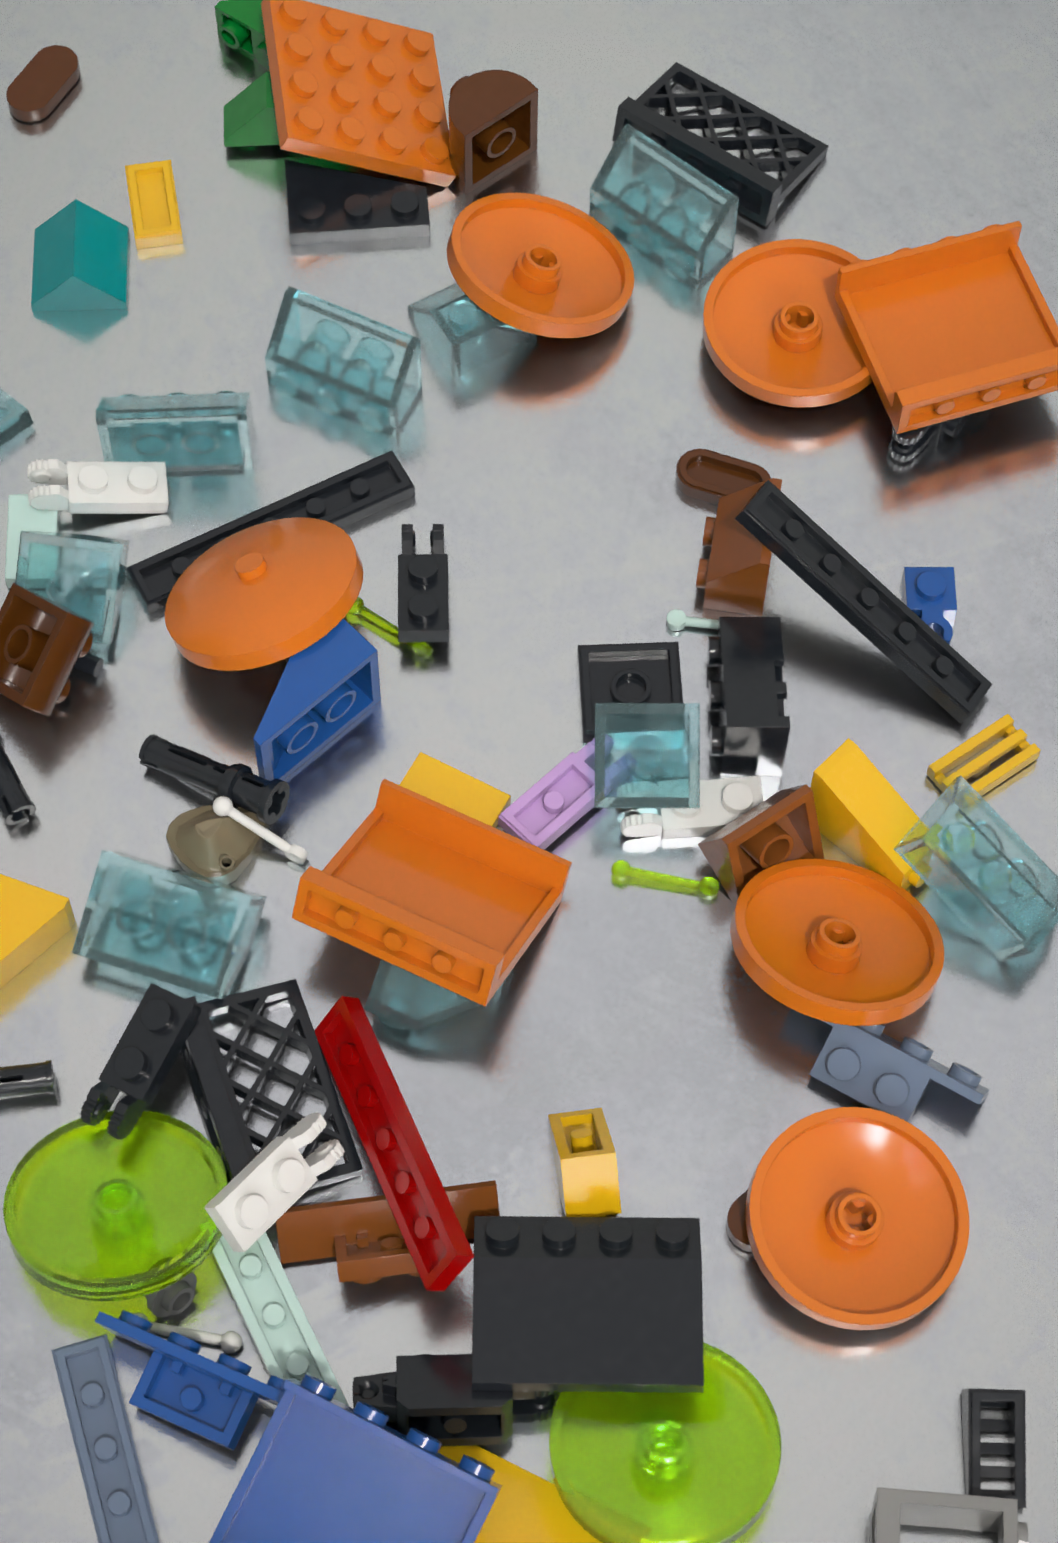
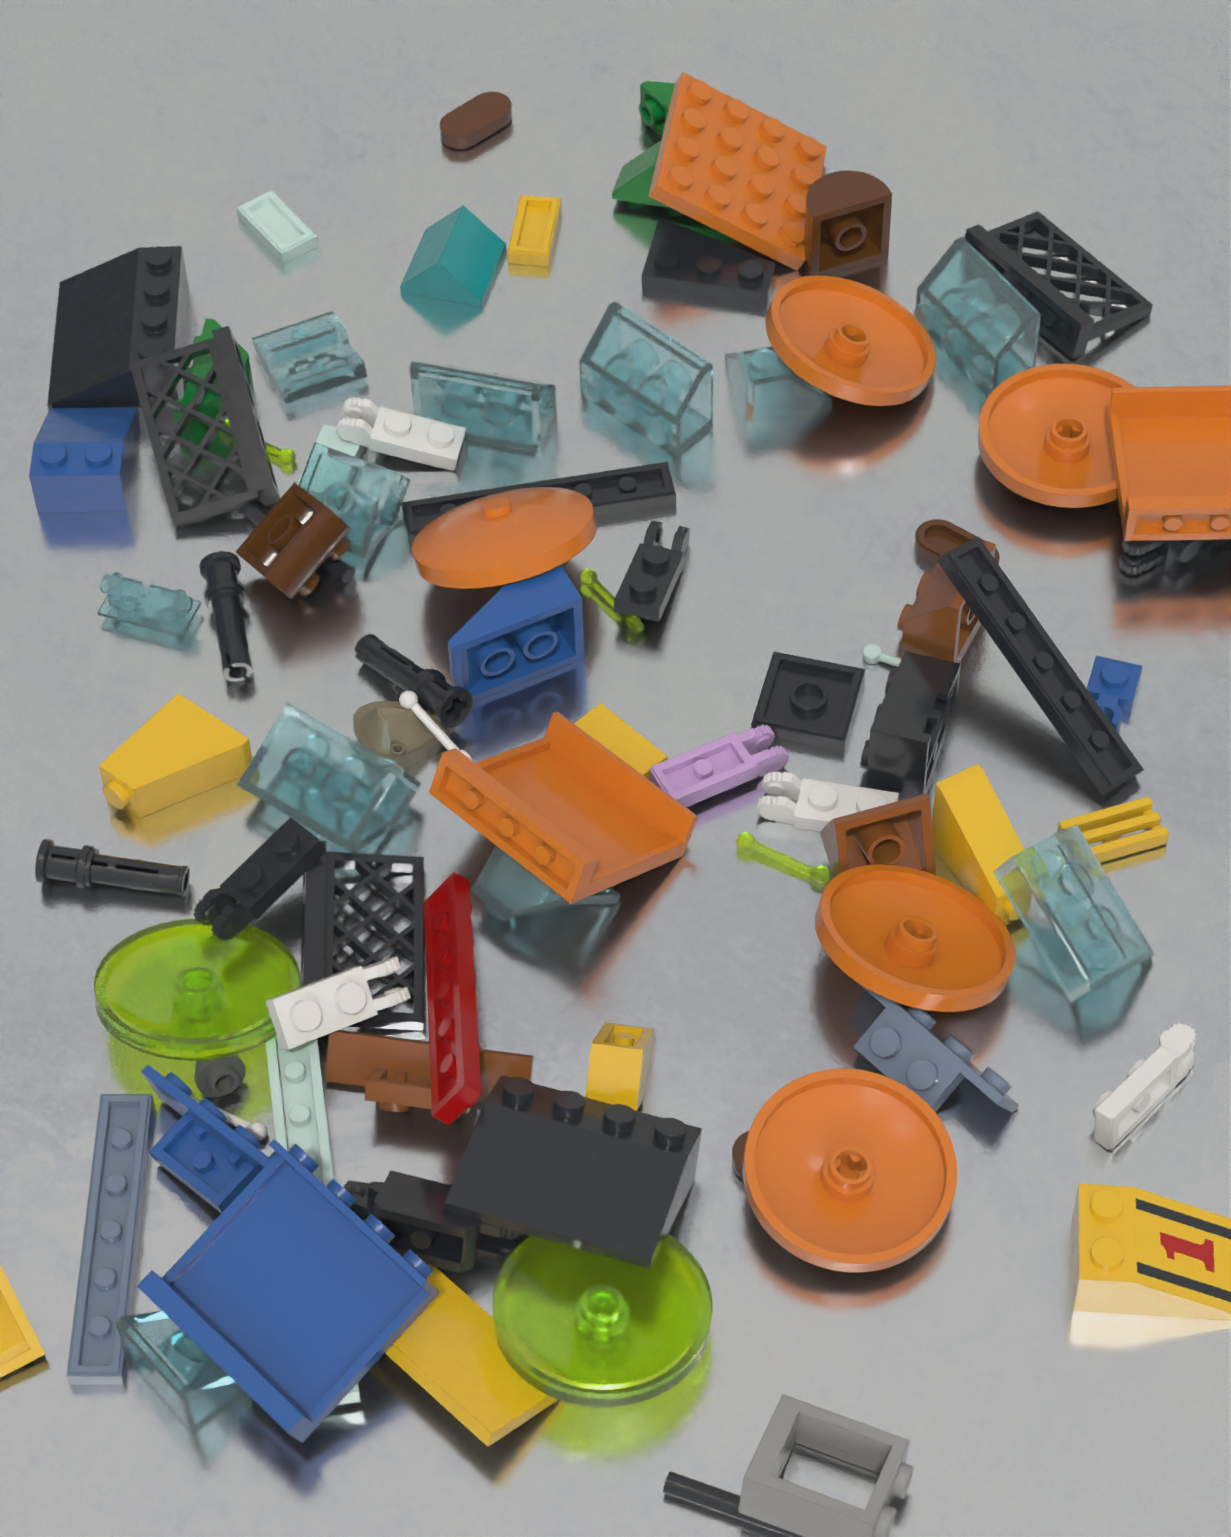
camera: 20 degrees right, 10 degrees down
(647, 755) = (797, 743): clear light blue slope -> none
(1016, 1447) = (925, 1359): black slope -> none

